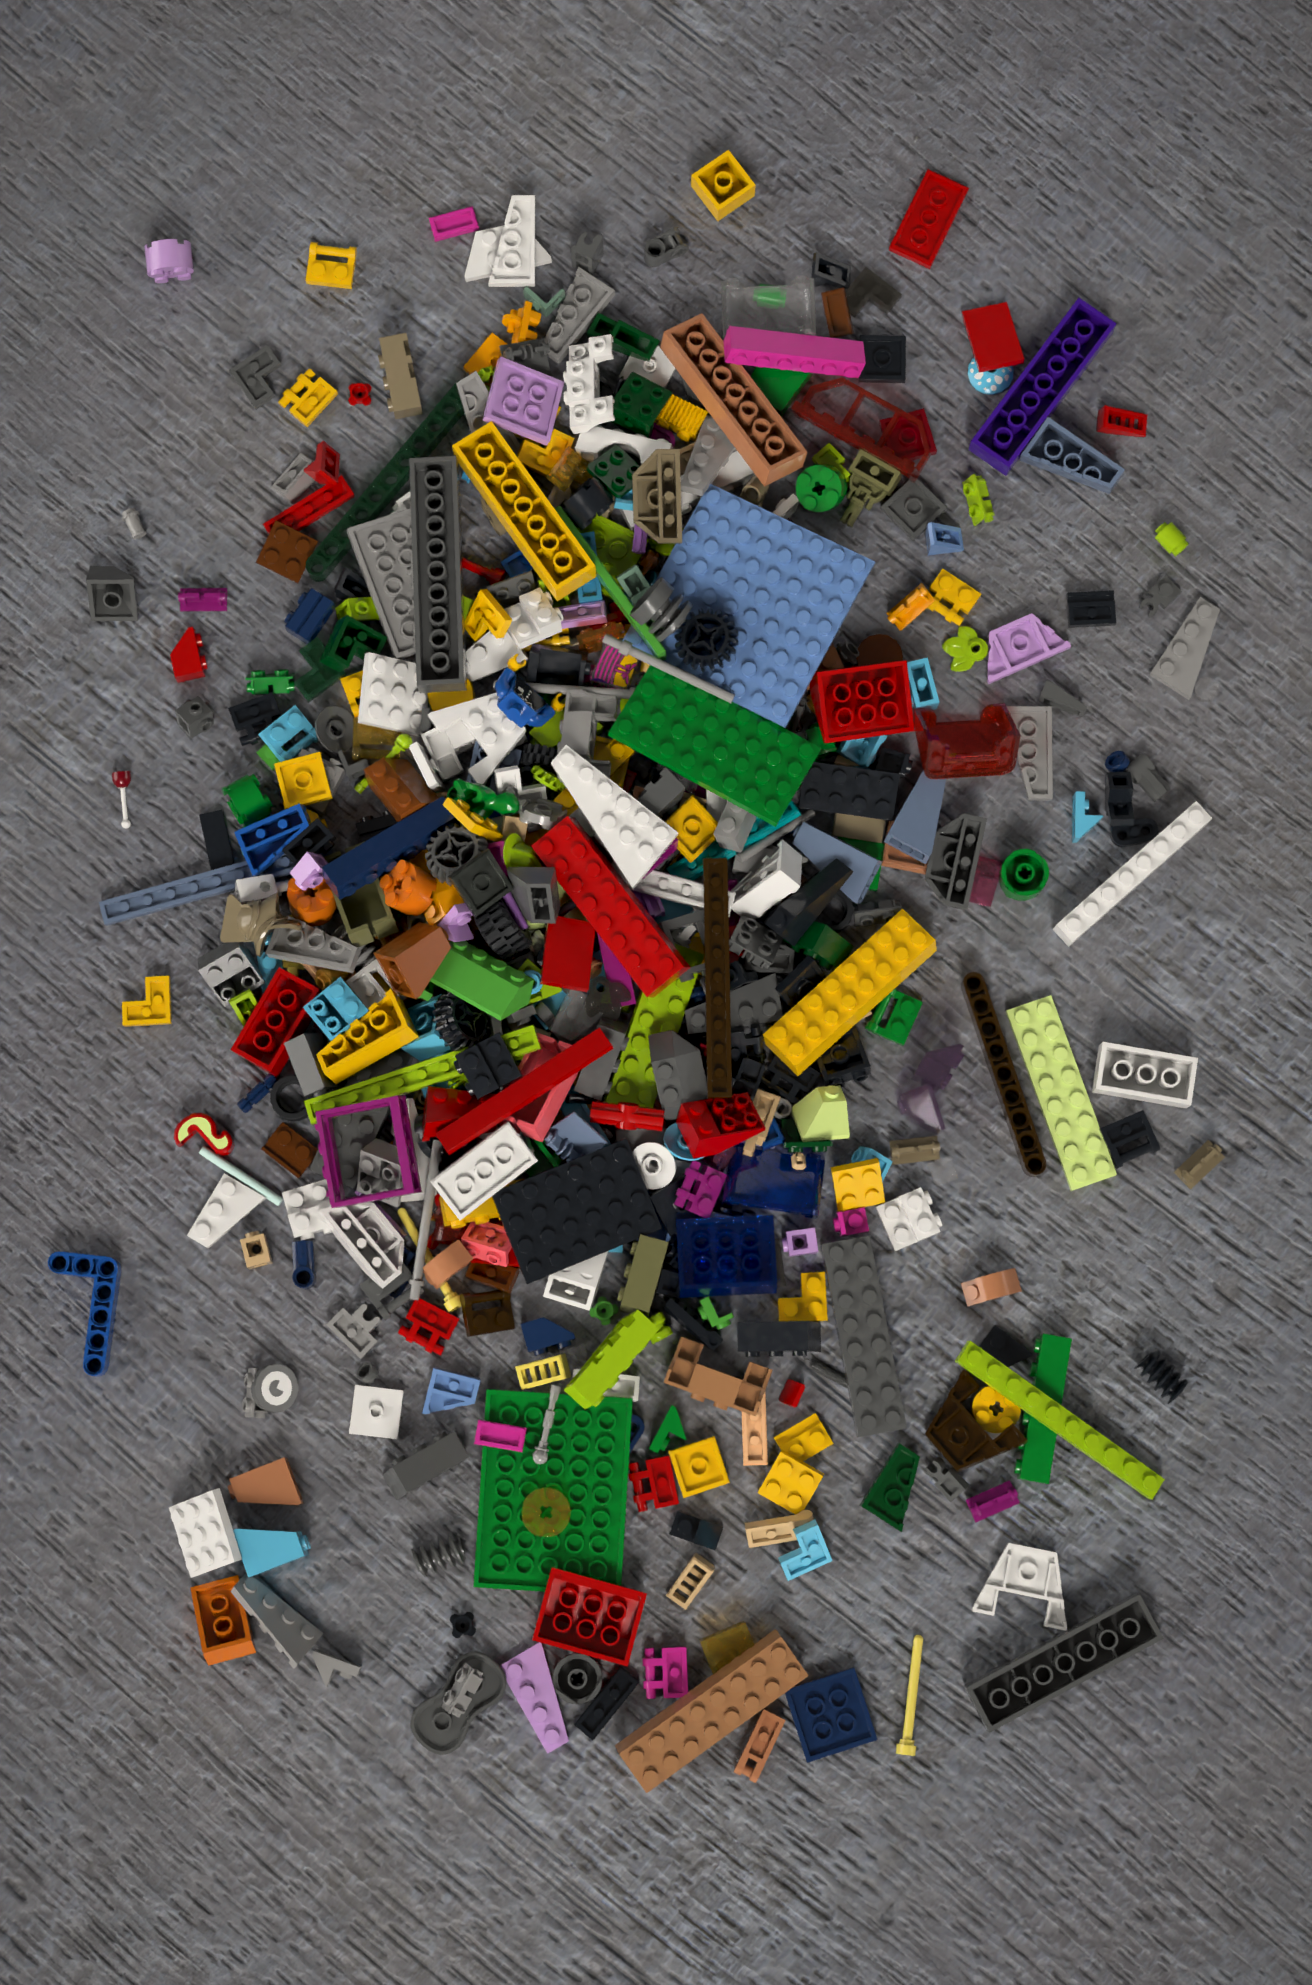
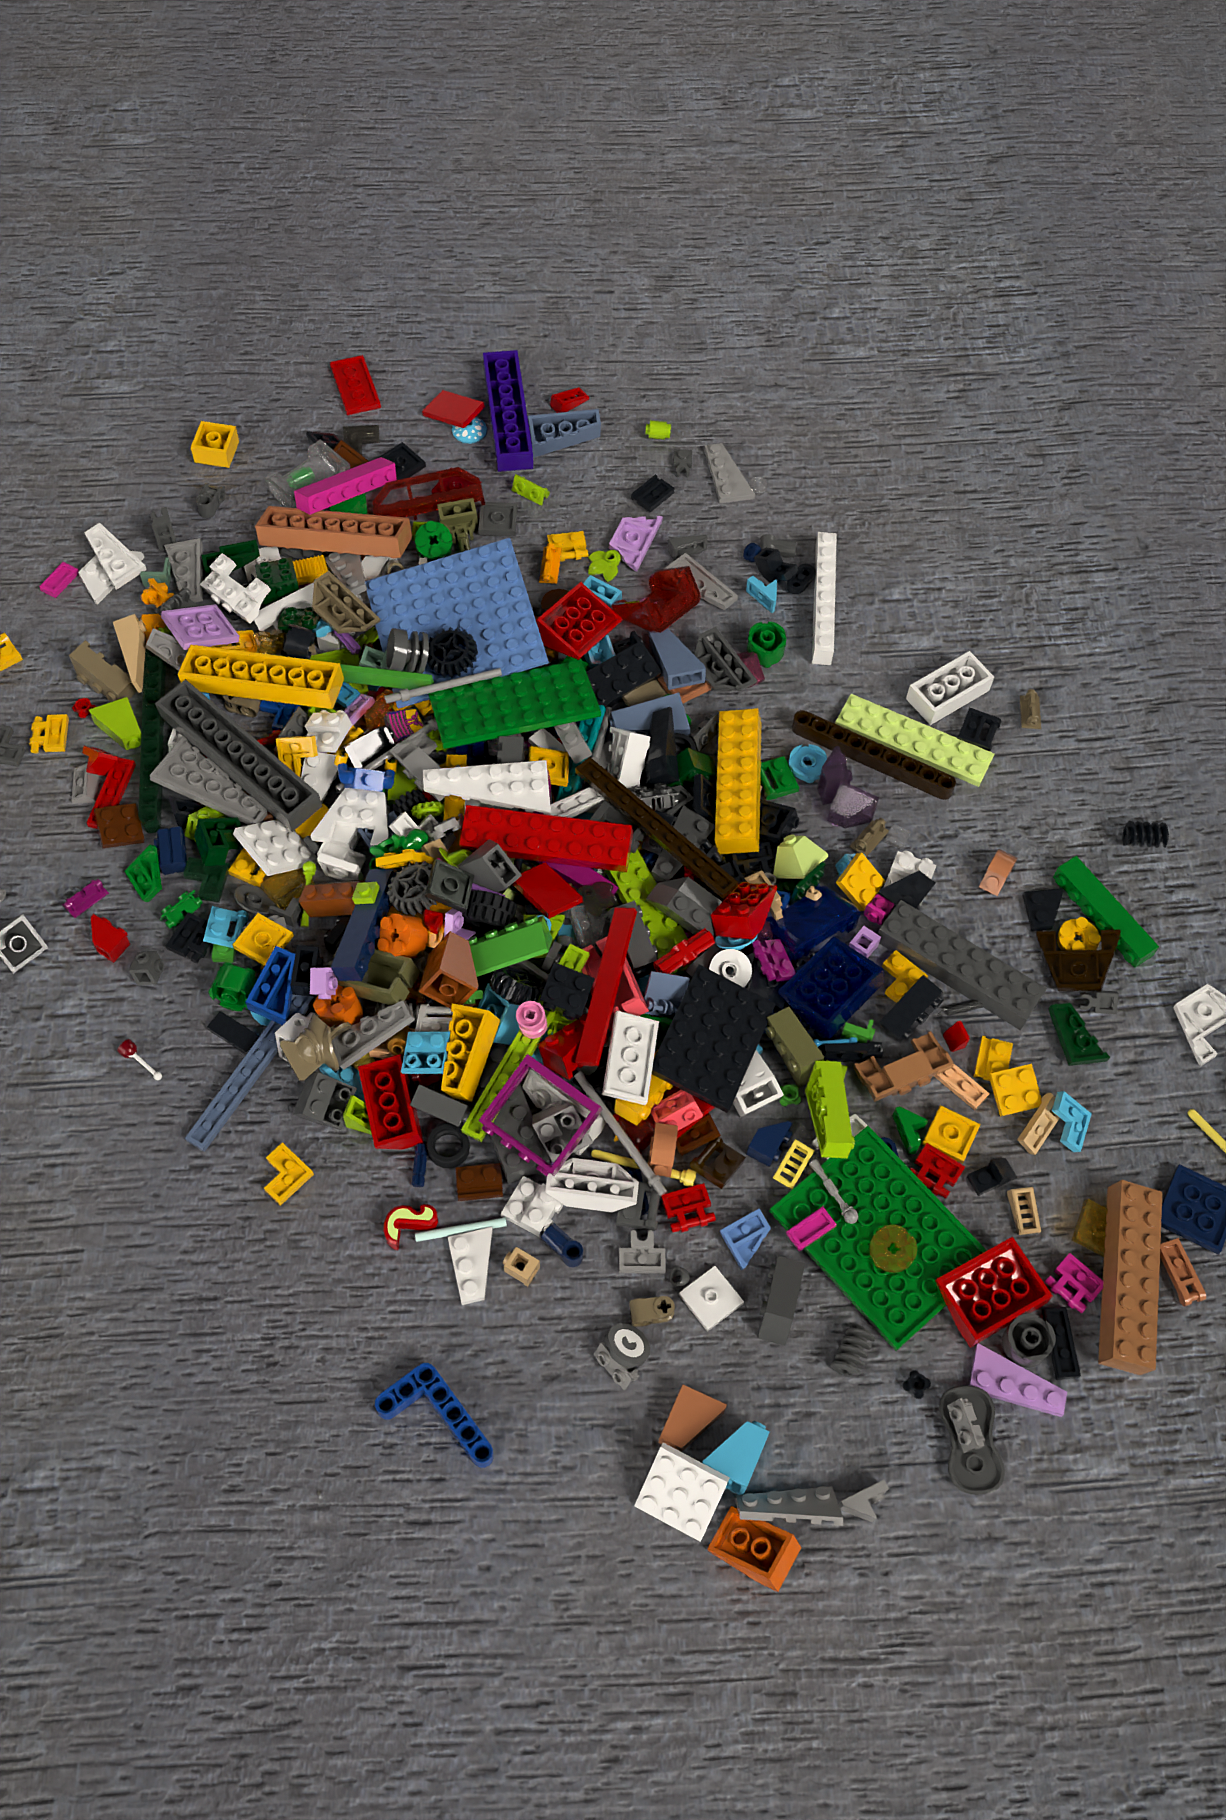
camera: 45 degrees left, 20 degrees down
(268, 622) = (145, 873): none -> green wing
(316, 1376) = (648, 1310): none -> dark tan piece
(375, 440) = (118, 723): none -> lime slope
(414, 820) = (365, 893): none -> lime plate
(435, 1065) = (531, 1019): none -> bright pink wheel
(443, 899) = (433, 920): none -> red tile
(447, 369) = (132, 643): none -> tan wedge
(666, 1290) = (838, 1041): none -> dark azure hinge
(889, 1232) = (909, 889): none -> black wing
(943, 539) = (530, 522): medium blue slope -> none
(946, 1017) = (805, 772): none -> medium azure plate
(992, 1501) = (1138, 990): magenta hinge -> none
(1059, 1420) = (1122, 904): lime plate -> none

